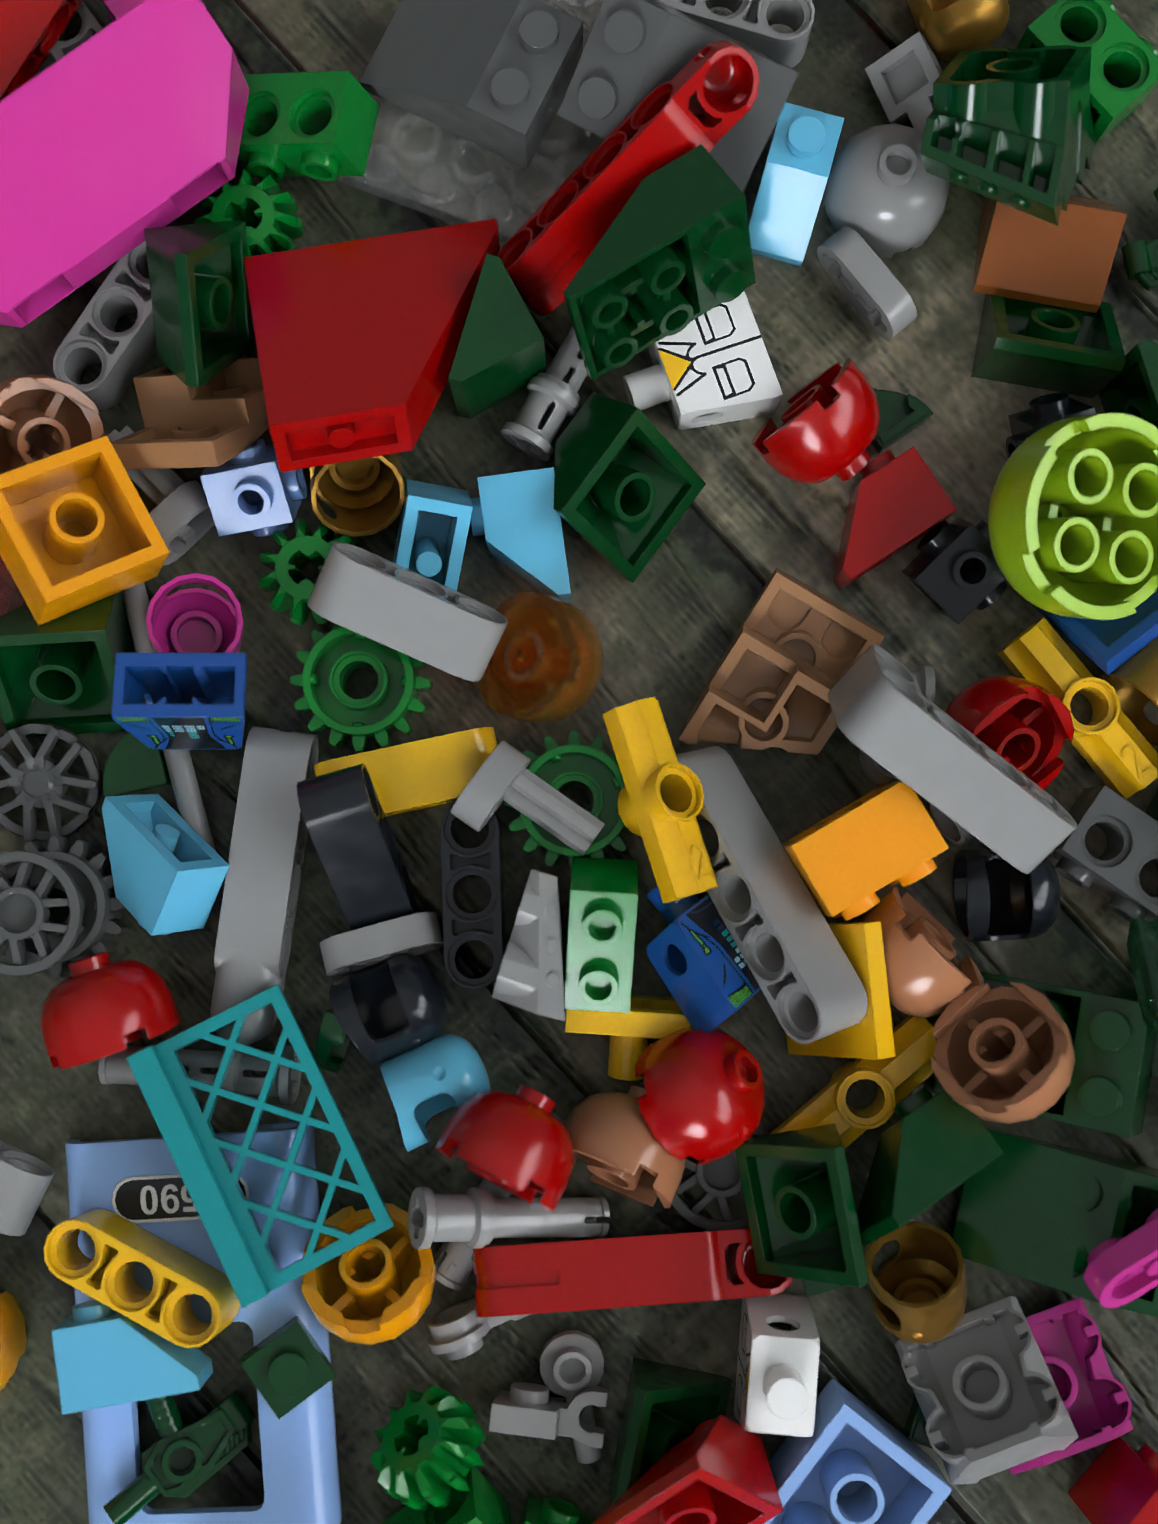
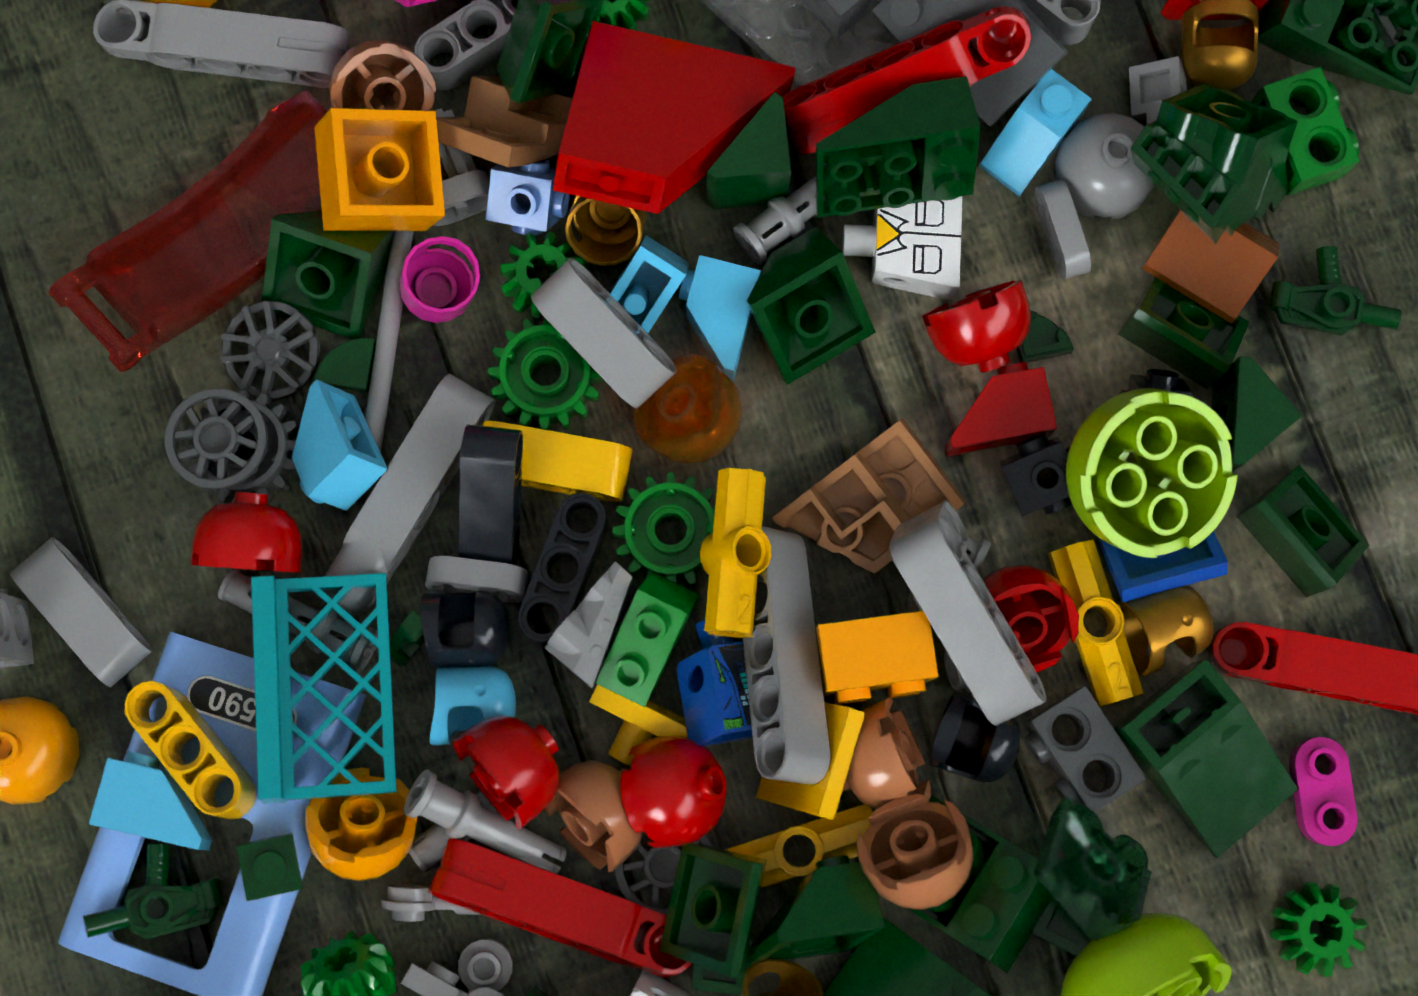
camera: 20 degrees right, 5 degrees down
(189, 697) = (411, 330): blue torso -> none
(507, 779) = (625, 488): light grey piece -> none

